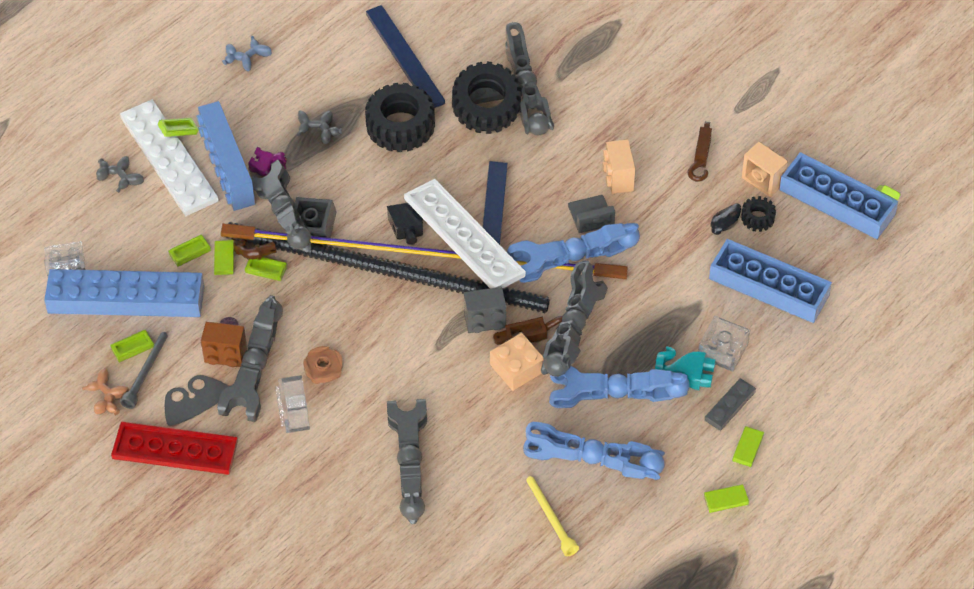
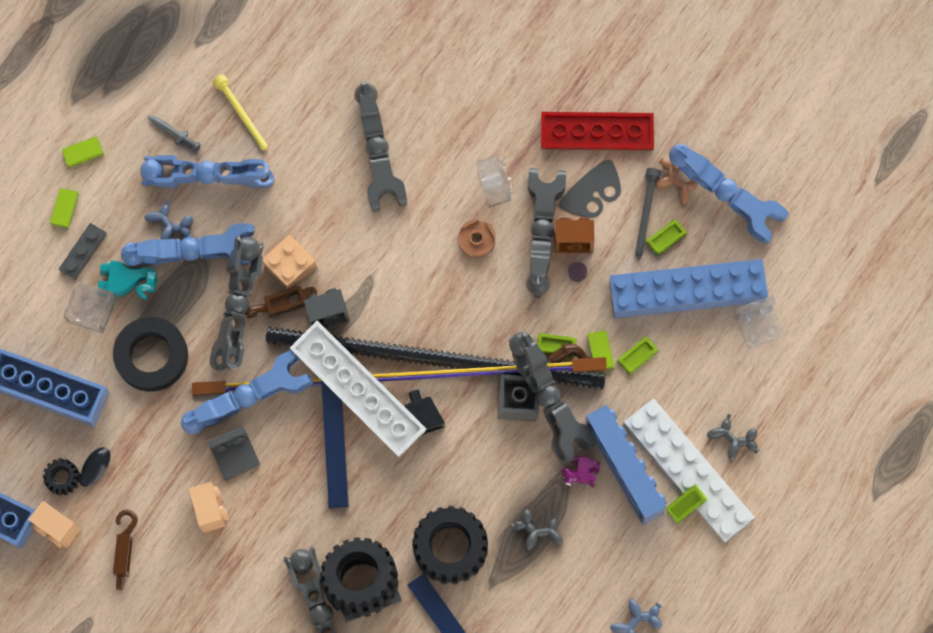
camera: 175 degrees right, 20 degrees up
(42, 354) = (753, 210): none -> medium blue piece
(619, 500) = (179, 136): none -> dark grey sword
(645, 424) = (161, 216): none -> sand blue piece
(665, 324) = (138, 330): none -> black tyre

